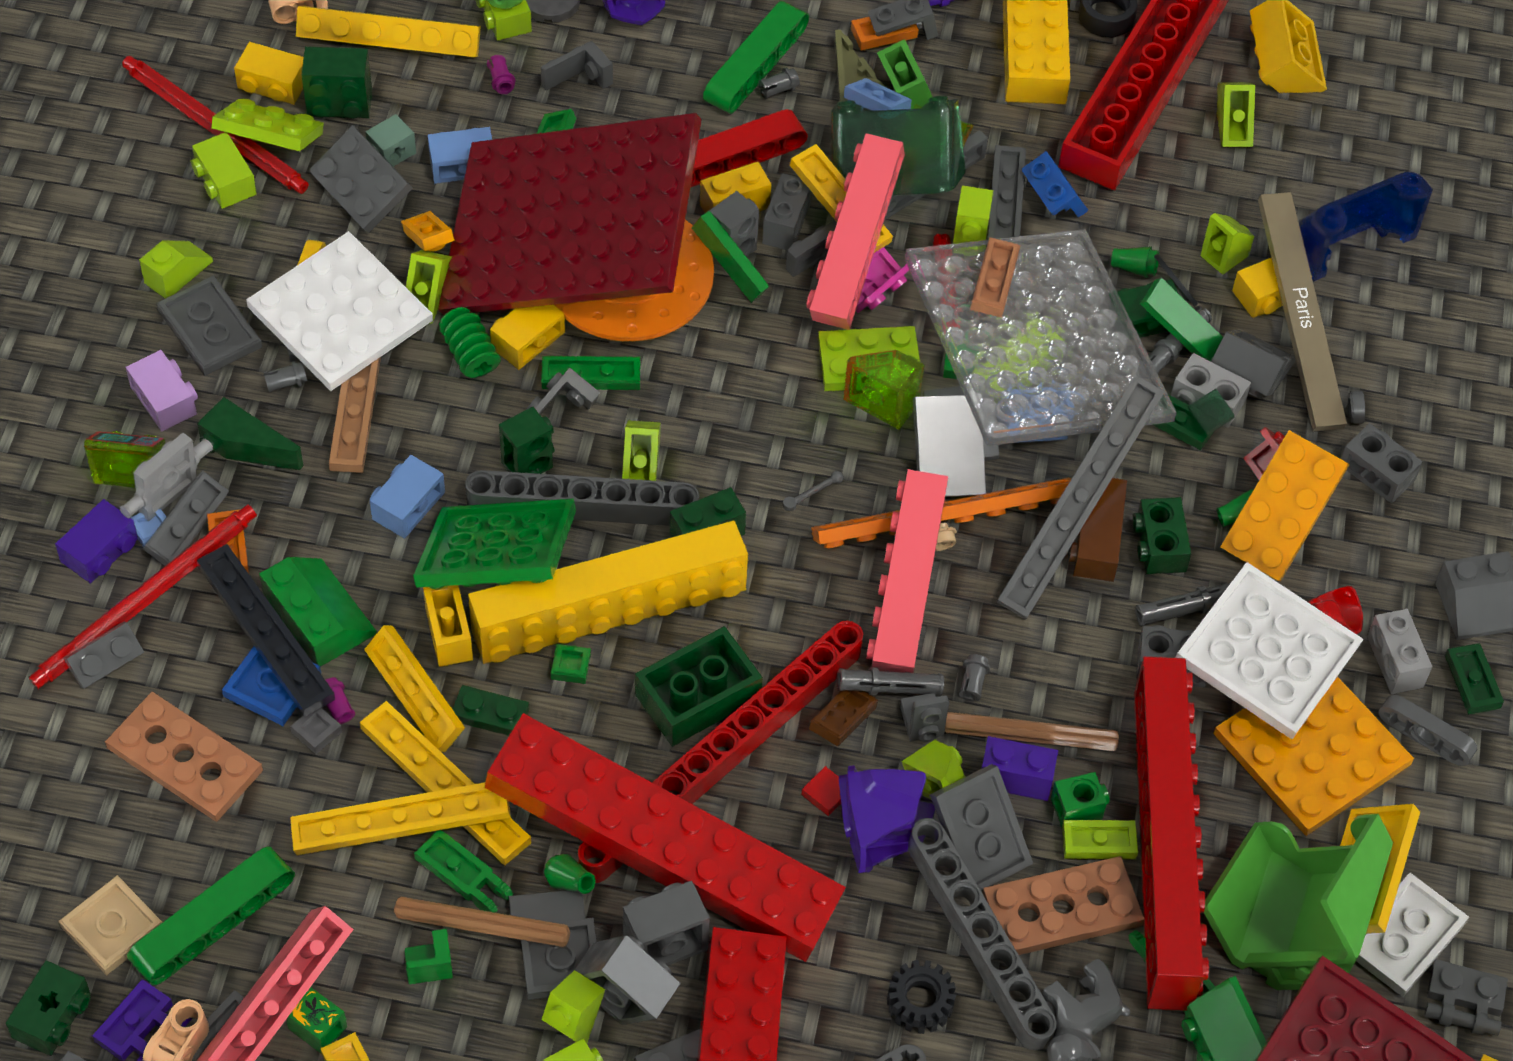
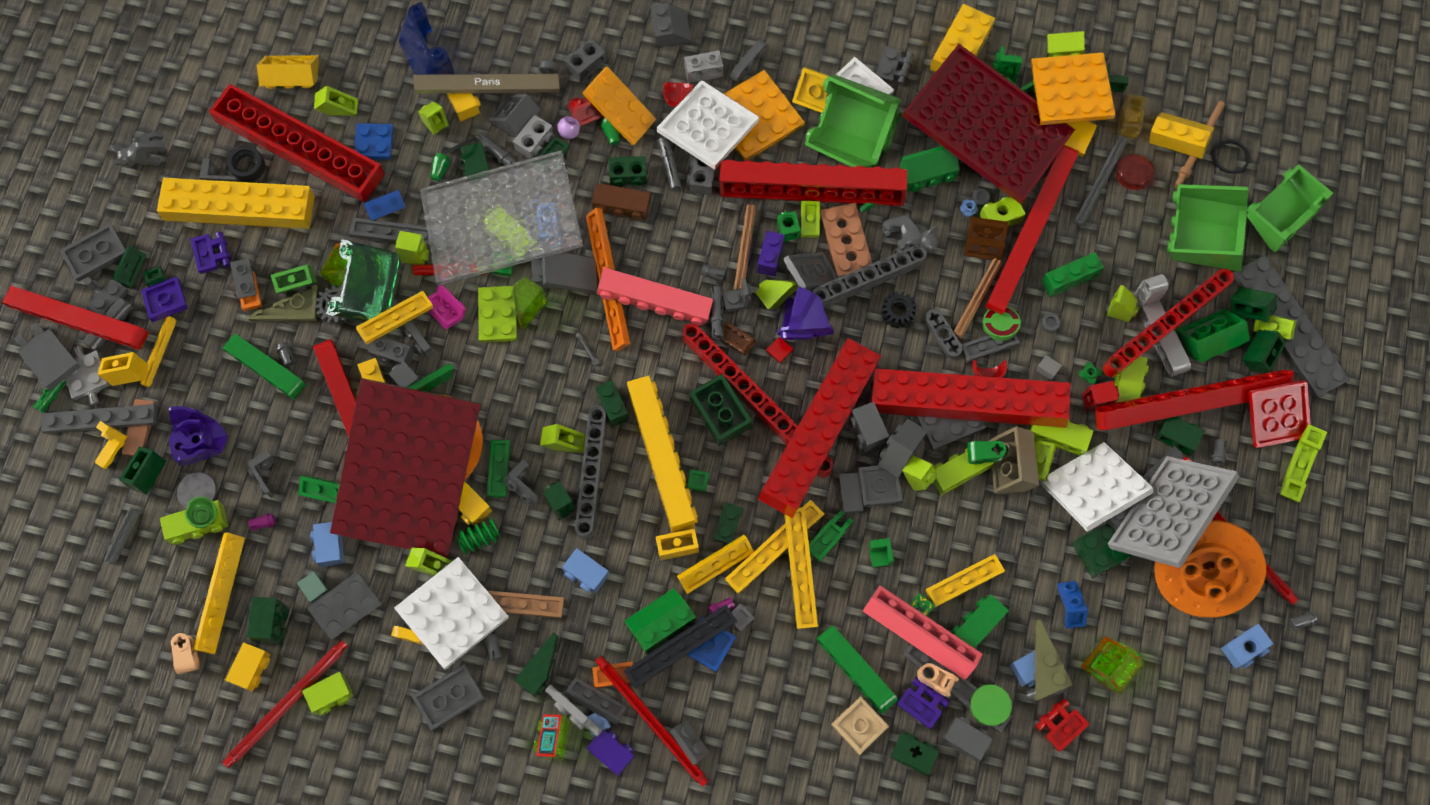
camera: 85 degrees left, 15 degrees up
(162, 390) = (500, 721): lavender brick -> none
(172, 266) = (402, 720): lime slope -> none
(184, 778) = (757, 706): nougat plate -> none
(268, 124) = (295, 666): lime plate -> none
(428, 231) = (390, 562): light orange plate -> none
(482, 921) = (862, 524): medium nougat axle -> none
(495, 543) = (631, 514): green plate -> none
(567, 874) = (833, 480): green cone -> none
(856, 231) = (424, 307): coral brick -> none
(875, 96) = (313, 294): medium blue plate -> none
(995, 277) = (461, 235): nougat tile -> none
(1080, 497) = (611, 203): dark grey plate -> none
(1174, 172) = (374, 140): none -> blue plate
(1181, 320) = (491, 144): tile -> none
(1211, 411) = (553, 136): clear green tile -> none
(1237, 440) = (568, 127): none -> lavender piece
(1474, 678) = (718, 36): dark green plate -> none

